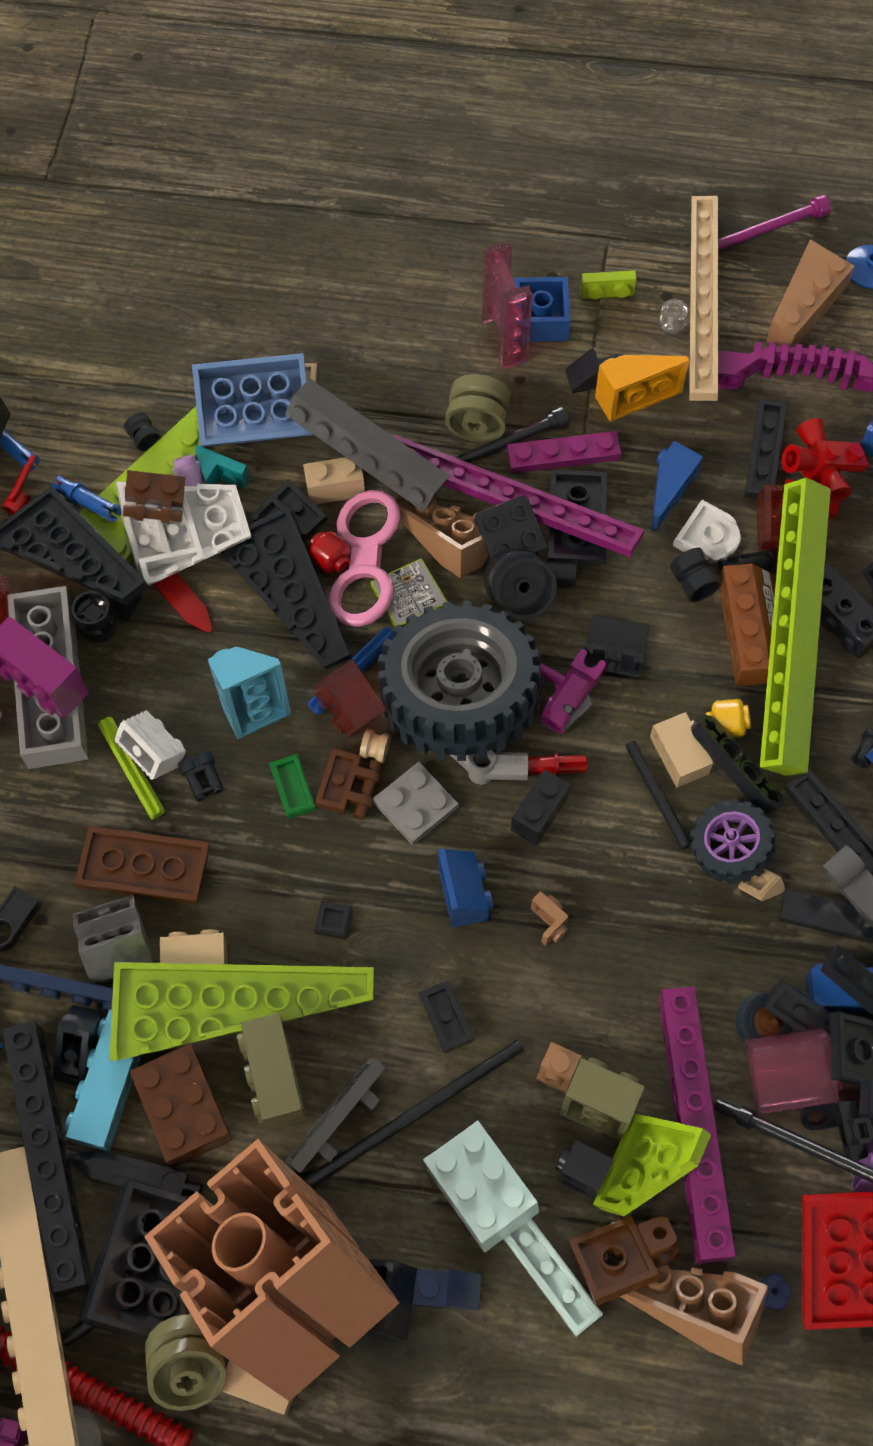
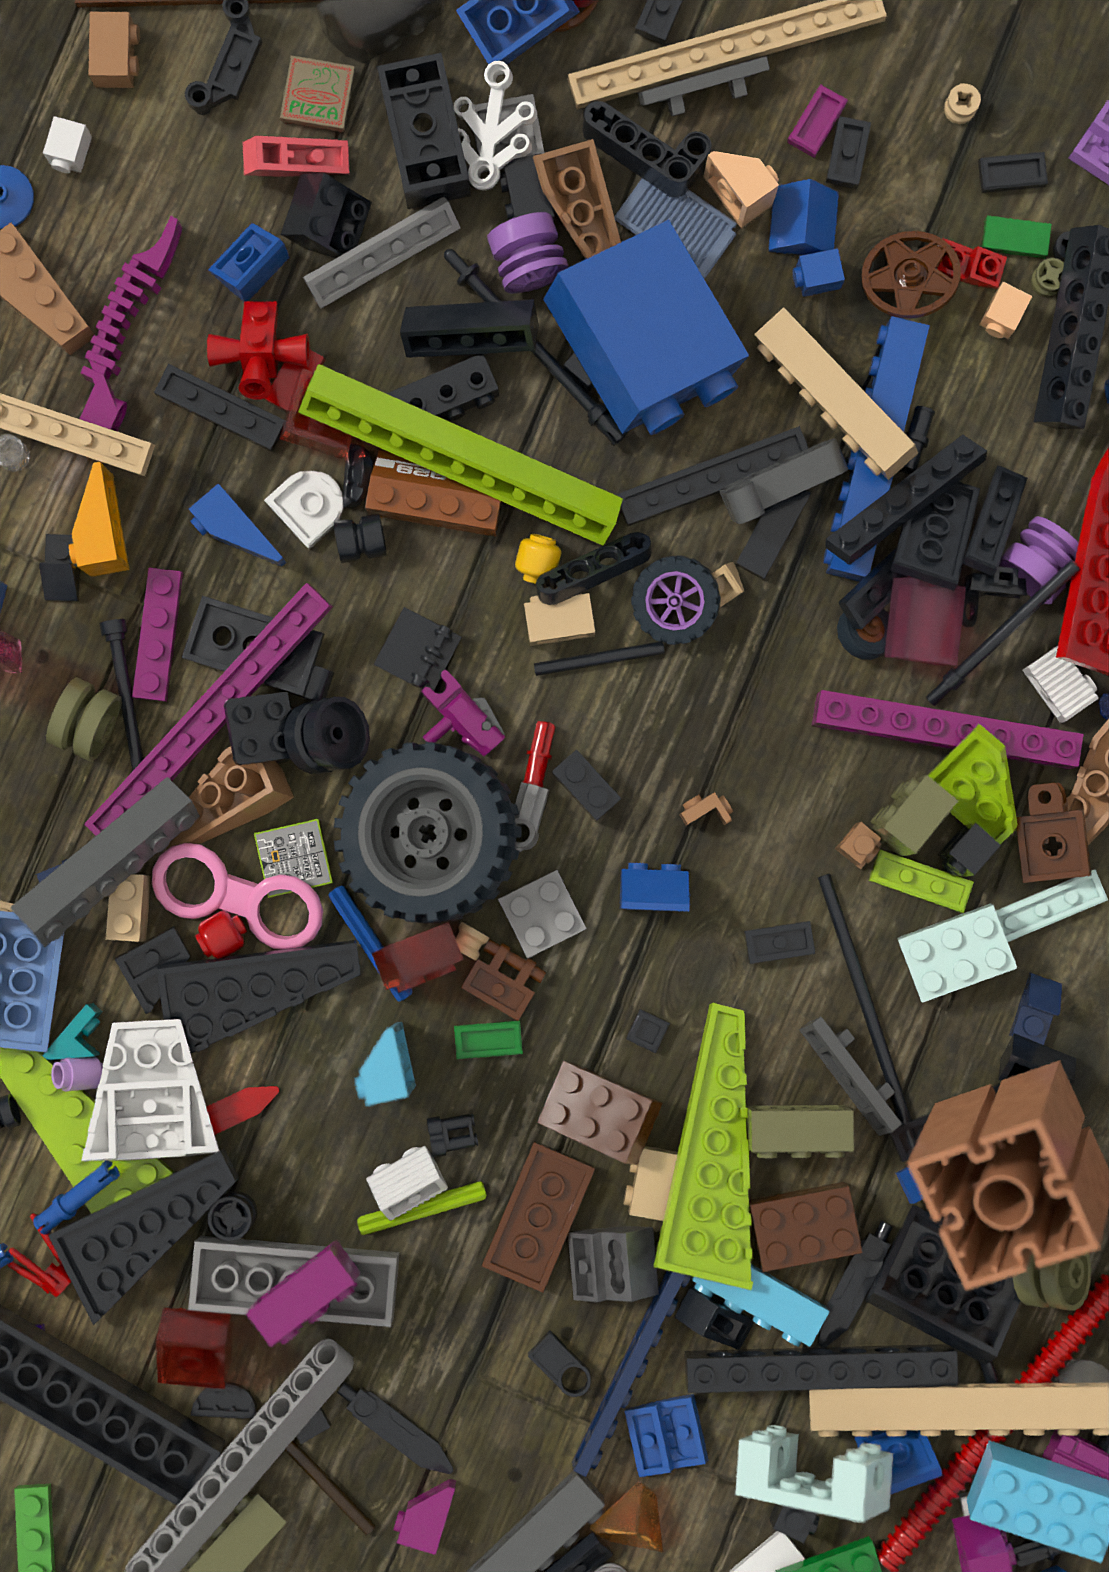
camera: 80 degrees left, 20 degrees up
(156, 490) = (103, 1118): reddish brown plate -> none
(247, 888) = (600, 1113): none -> brick
(541, 1139) = (921, 881): none -> lime tile
(775, 1229) = (1061, 685): none -> white brick

